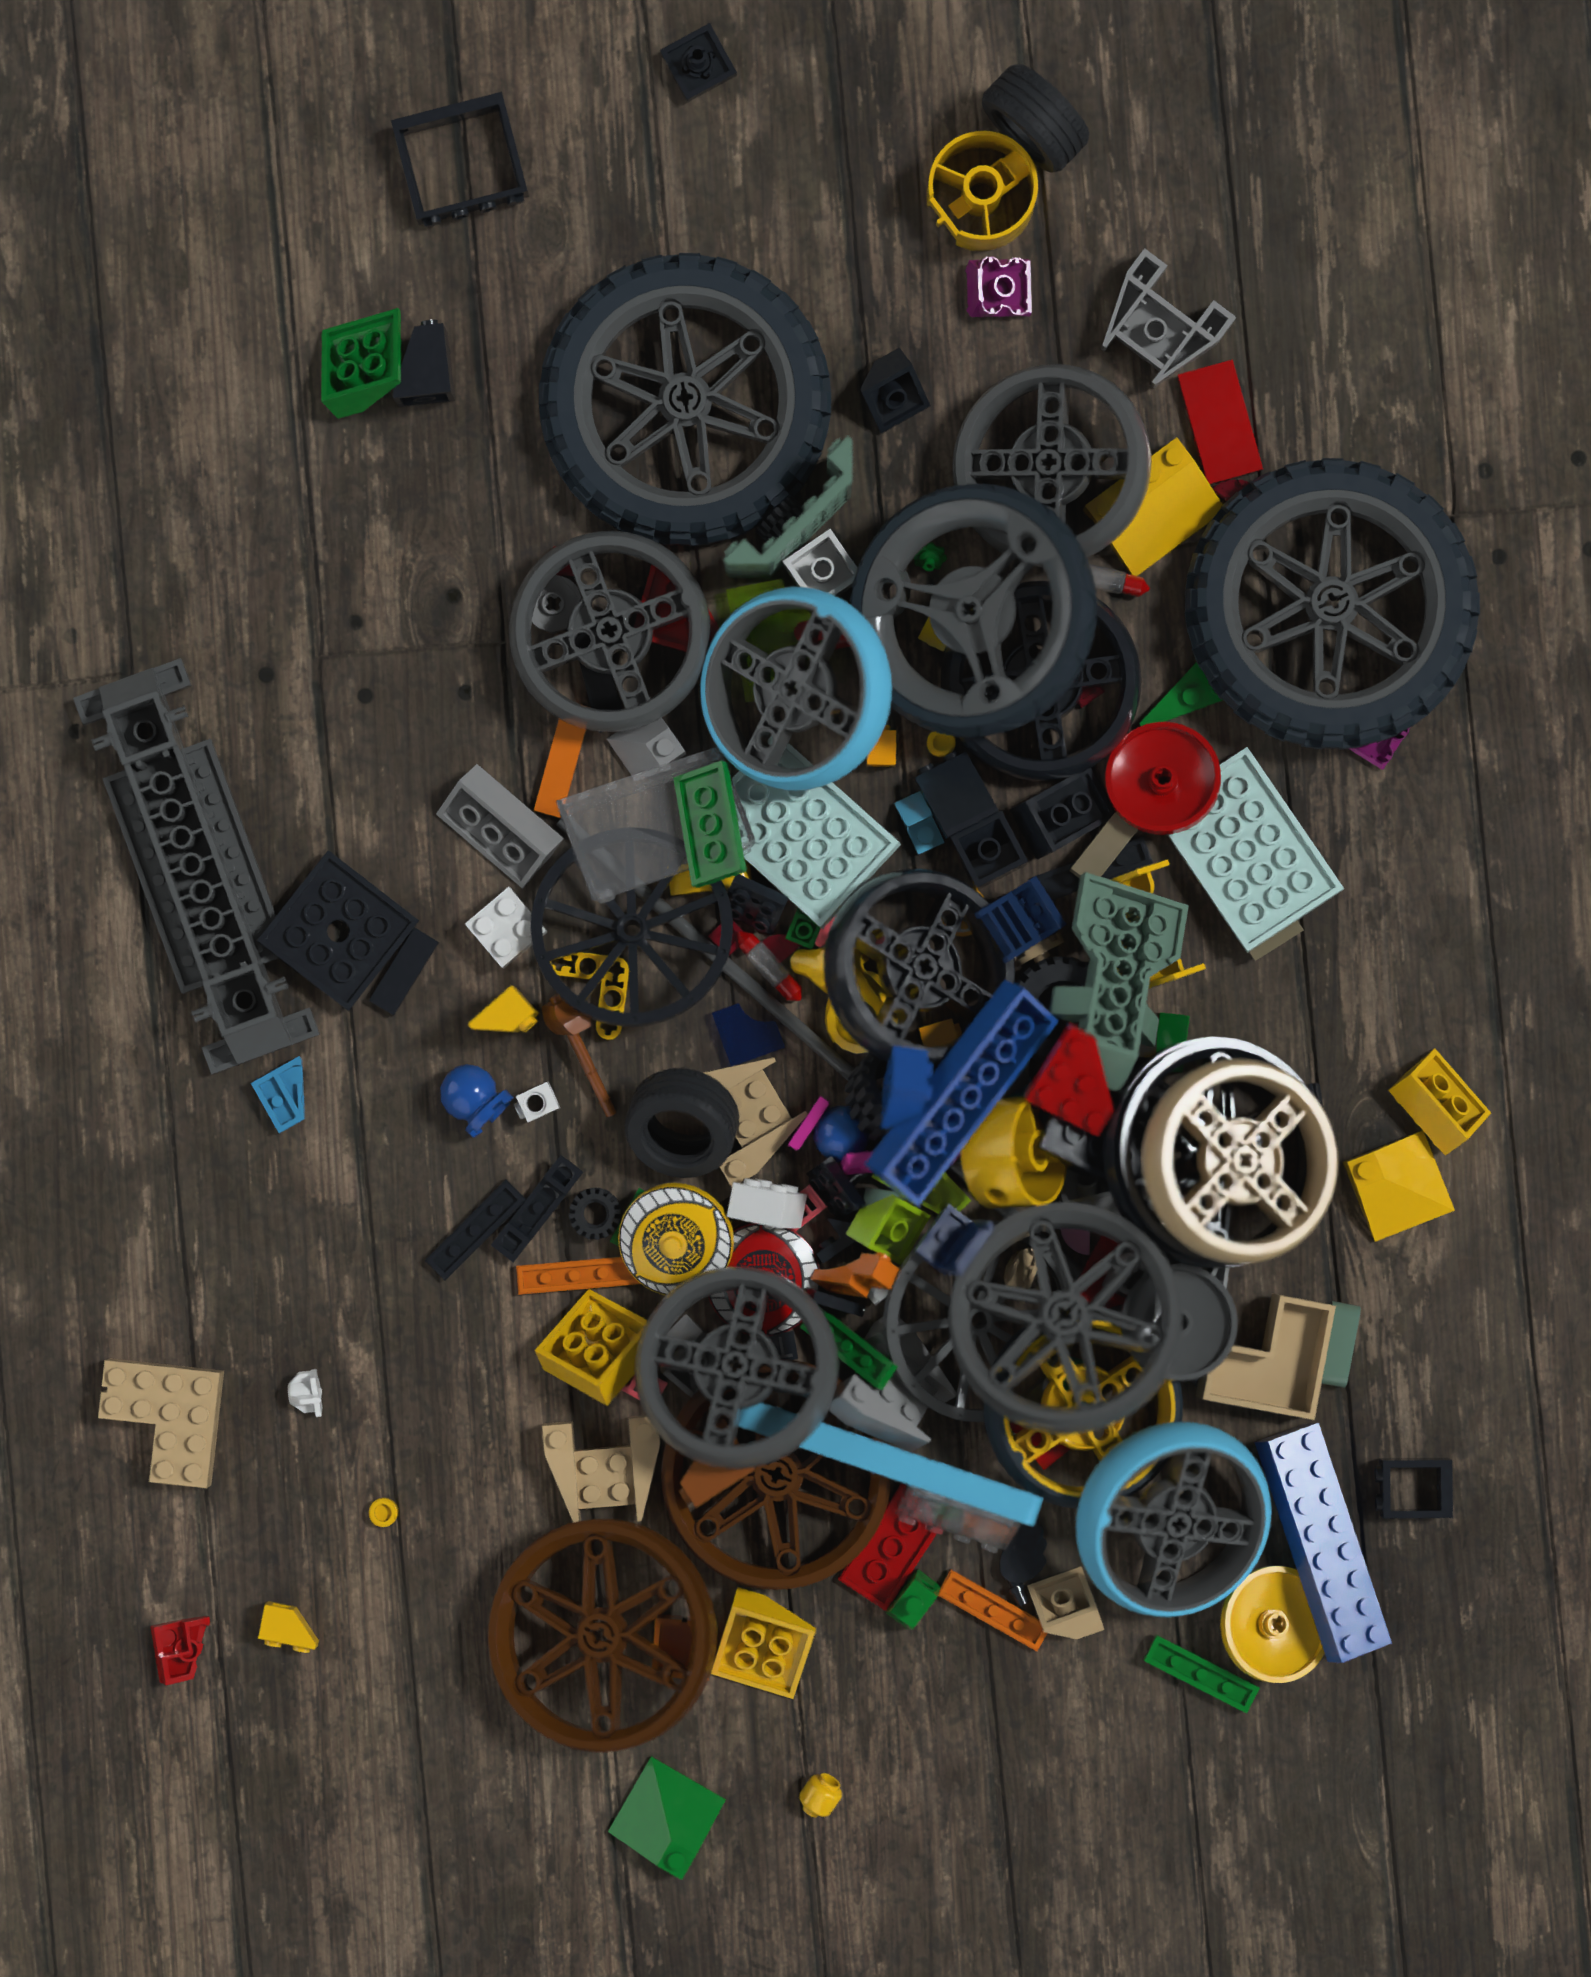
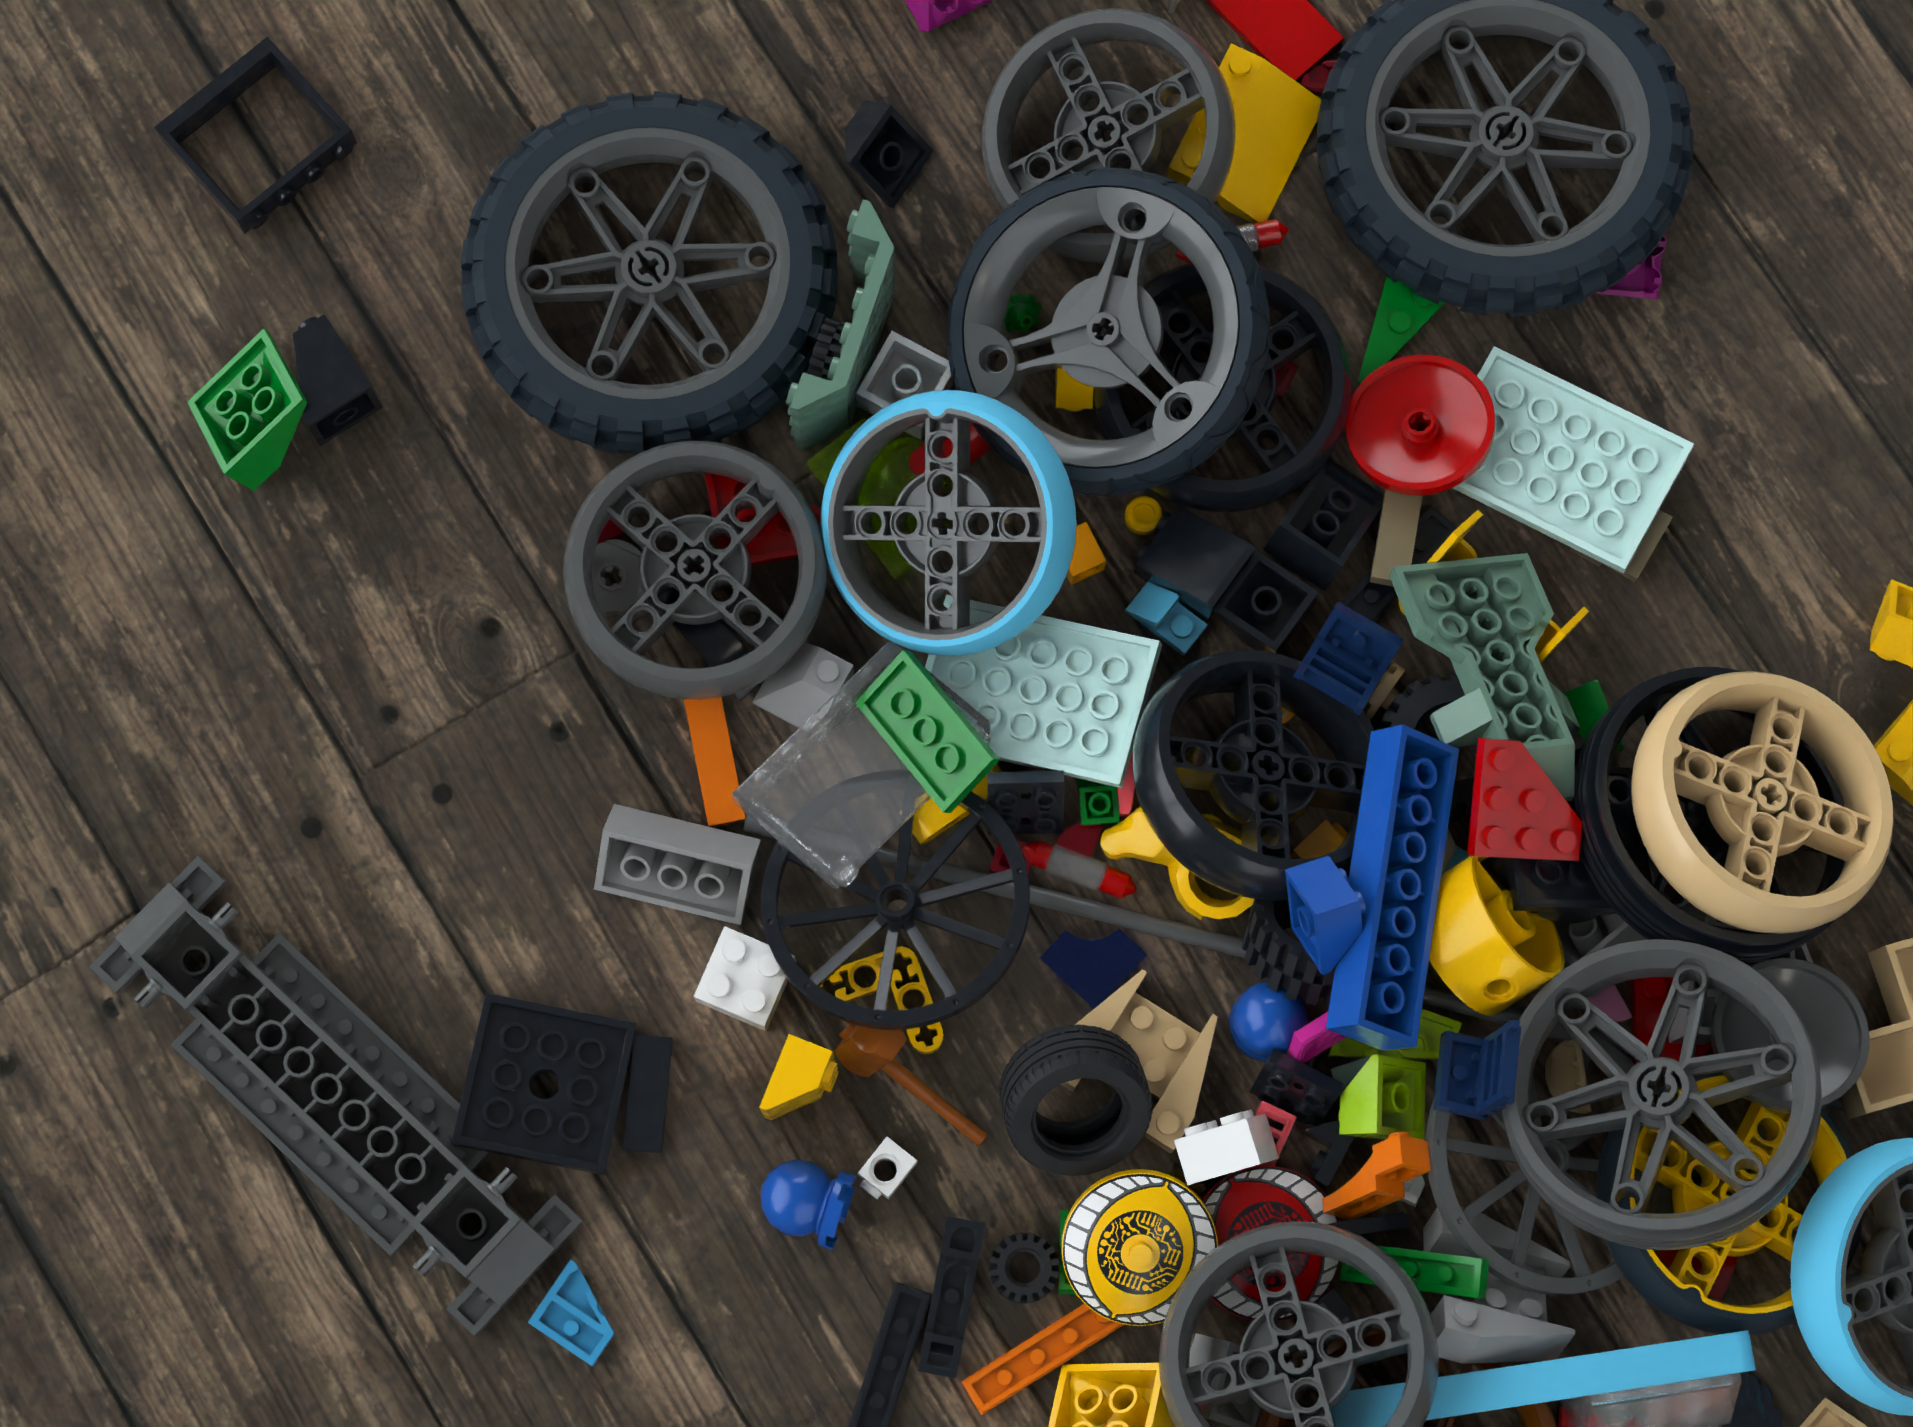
camera: 30 degrees left, 10 degrees down
(809, 1123) = (1224, 1030): dark pink tile -> none

